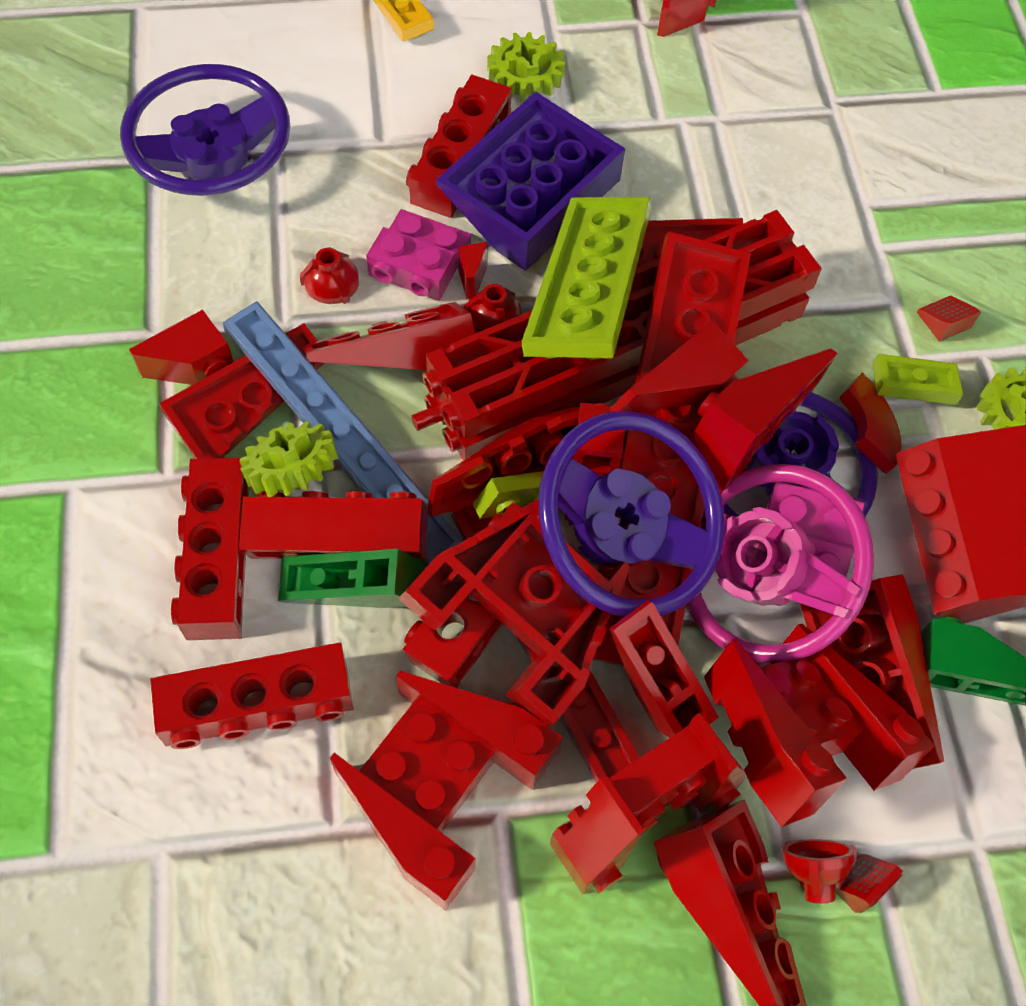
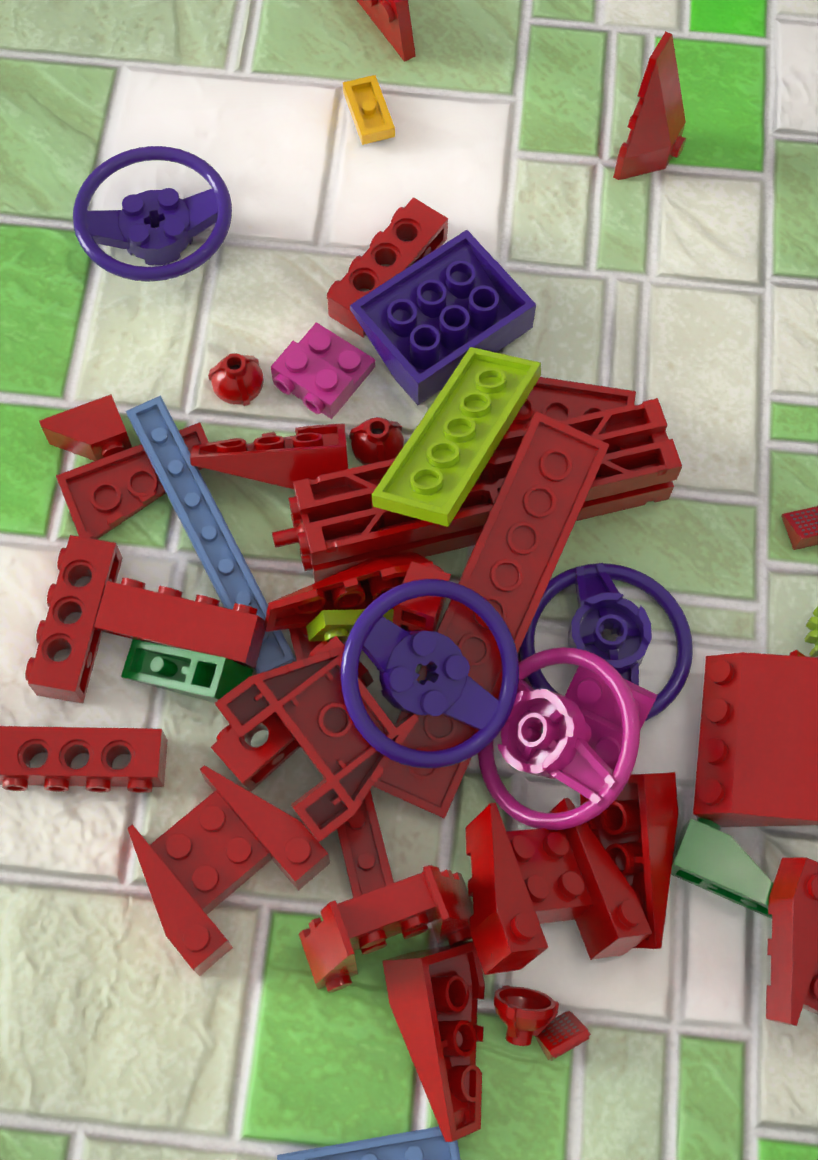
camera: 15 degrees right, 5 degrees up
(289, 458) = (154, 553): lime gear -> none
(472, 267) = (368, 393): red slope -> none
(526, 65) = (456, 200): lime gear -> none
(659, 671) = (425, 815): red slope -> none
(688, 374) = (515, 554): red slope -> none
(752, 411) = (570, 595): red wedge -> none
(875, 422) = (702, 619): red tile -> none
(917, 379) = (755, 585): lime plate -> none

